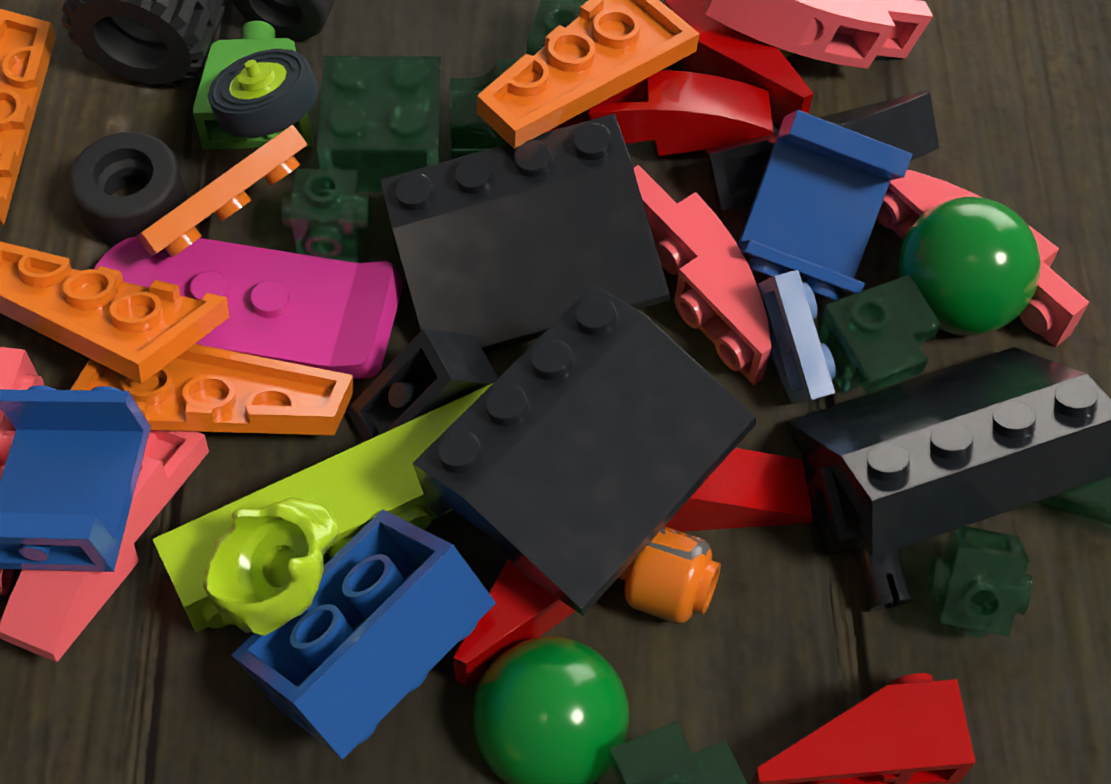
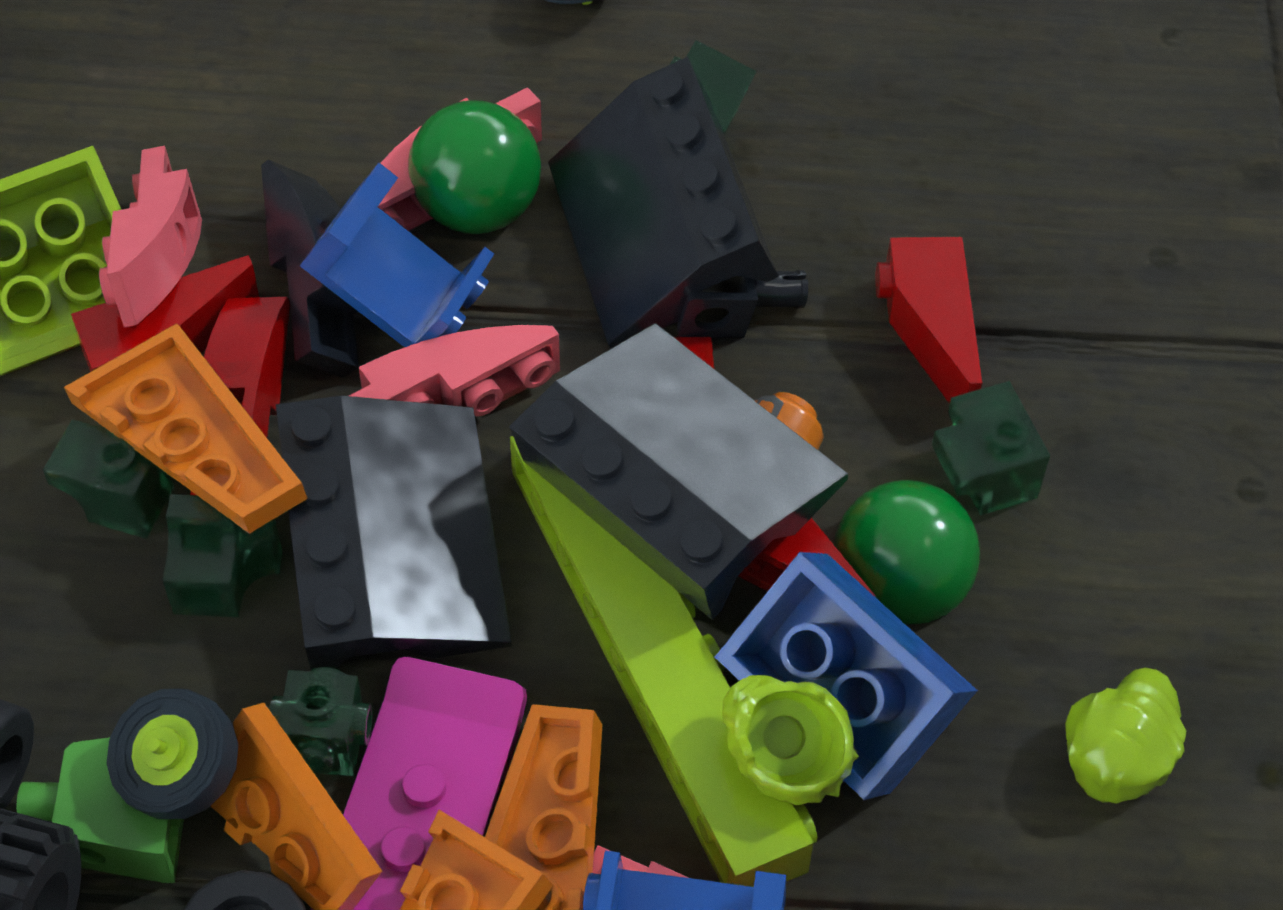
camera: 85 degrees left, 5 degrees down
(380, 115) = (201, 641): clear green brick -> none
(422, 378) = (564, 637): black slope -> none
(800, 358) = (535, 301): medium blue wing -> none
(878, 335) = (543, 251): clear green brick -> none
(980, 582) = (795, 212): clear green brick -> none

